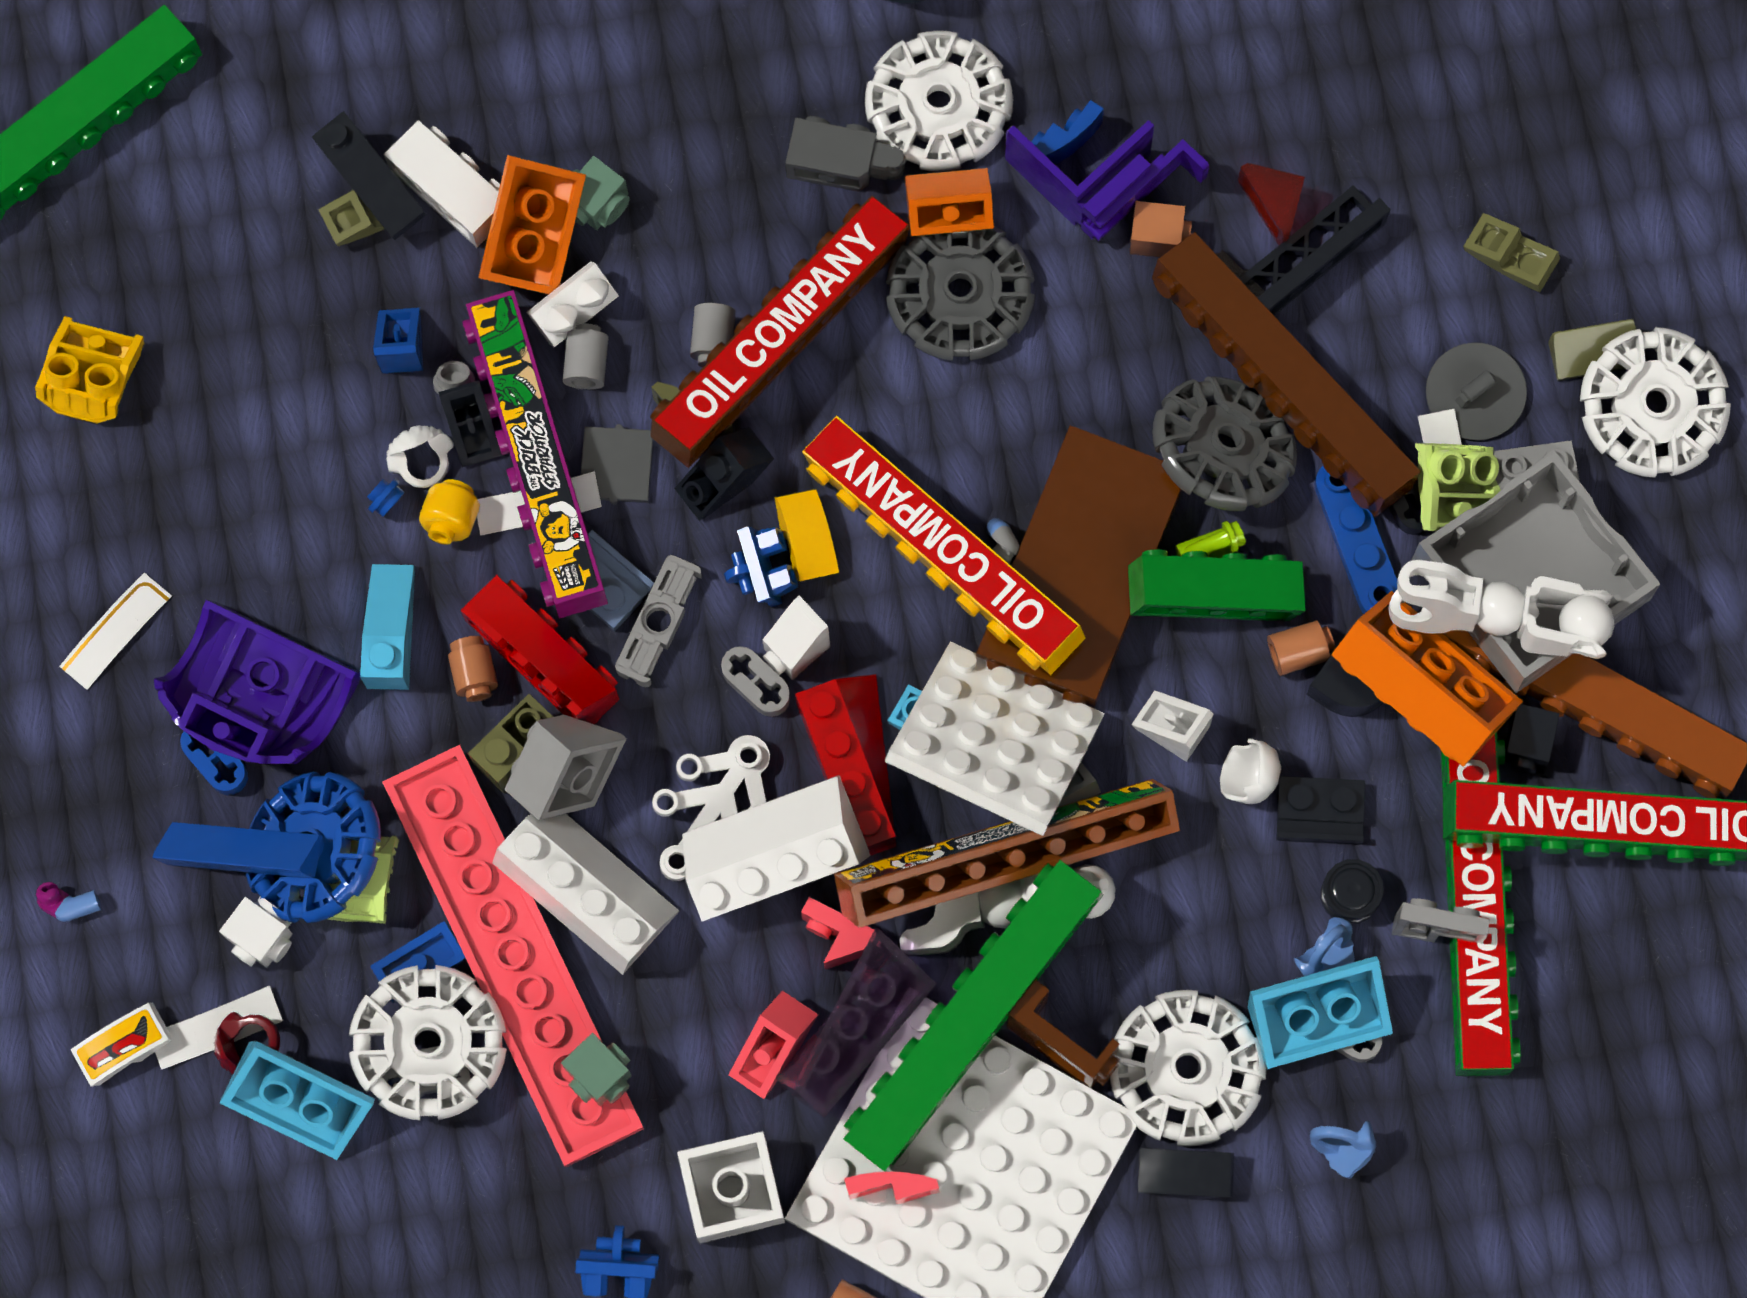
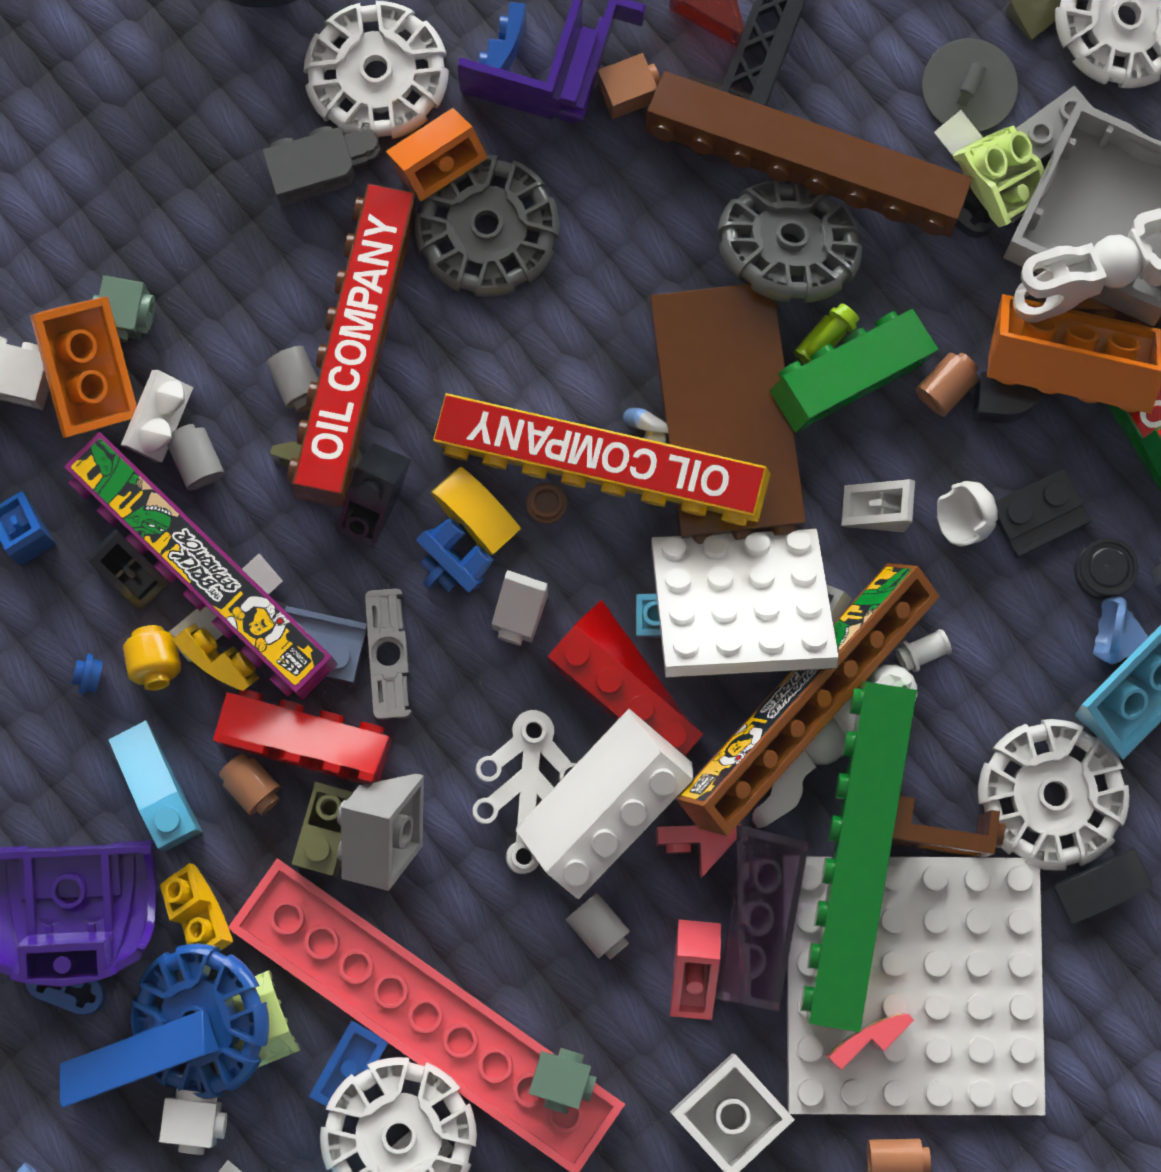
camera: 35 degrees left, 5 degrees up
(365, 749) = (196, 908): none -> yellow slope
(414, 437) = (84, 610): white piece -> none
(452, 375) = (87, 537): light grey plate -> none
(510, 554) = (229, 667): none -> yellow slope
(585, 887) = (460, 923): white slope -> none
(619, 461) = (275, 532): dark grey piece -> none
(708, 959) = (599, 927): none -> light grey brick
(762, 674) = (499, 671): light grey beam -> none
(874, 563) = (546, 503): none -> reddish brown plate
(1141, 874) = (923, 650): none -> white pin
(1356, 542) = (945, 269): blue plate -> none

